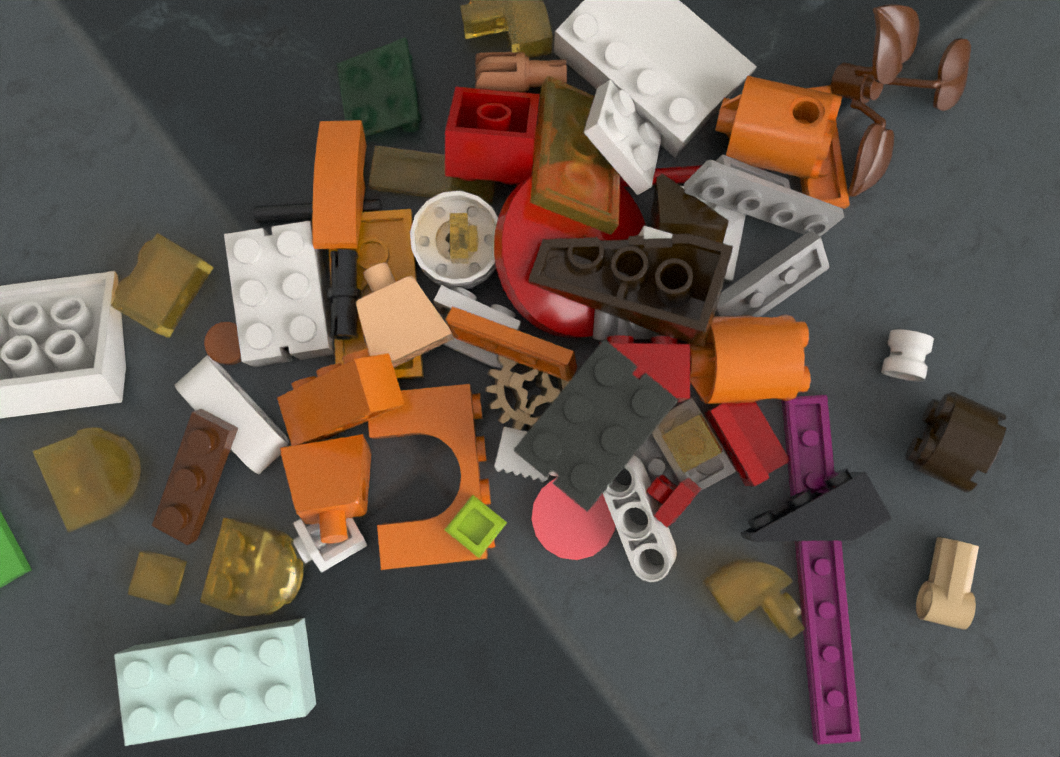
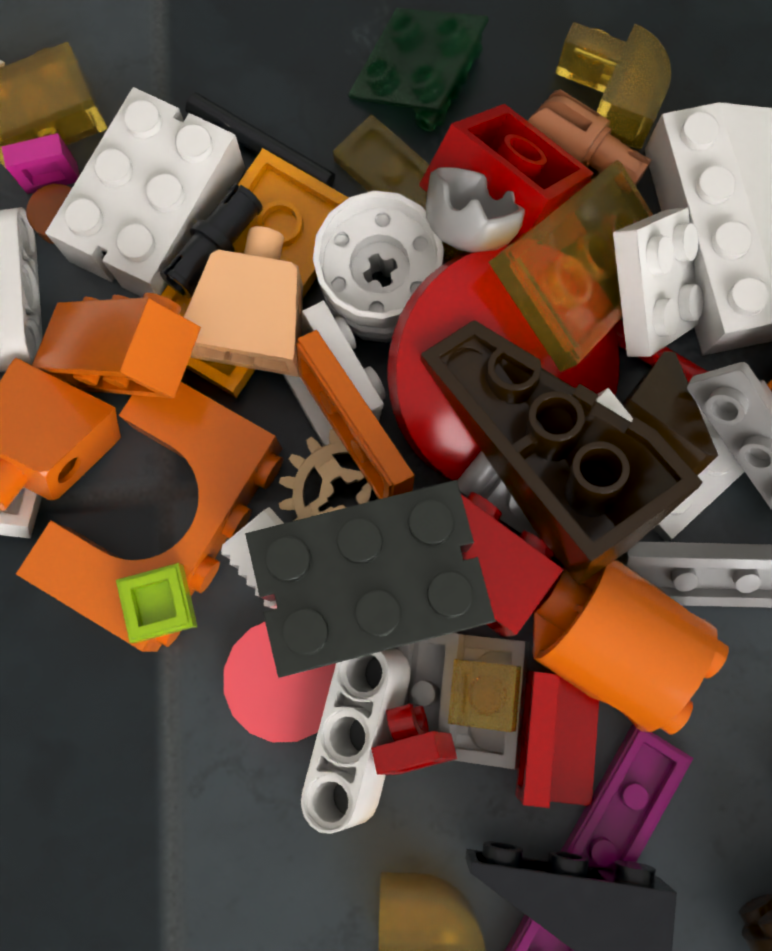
camera: 45 degrees right, 5 degrees down
(195, 319) = (40, 162): none -> dark pink tile
(338, 184) = (297, 122): orange slope -> none
(462, 238) = (382, 258): clear yellow plate -> none
(493, 178) = (467, 215): none -> light grey hair

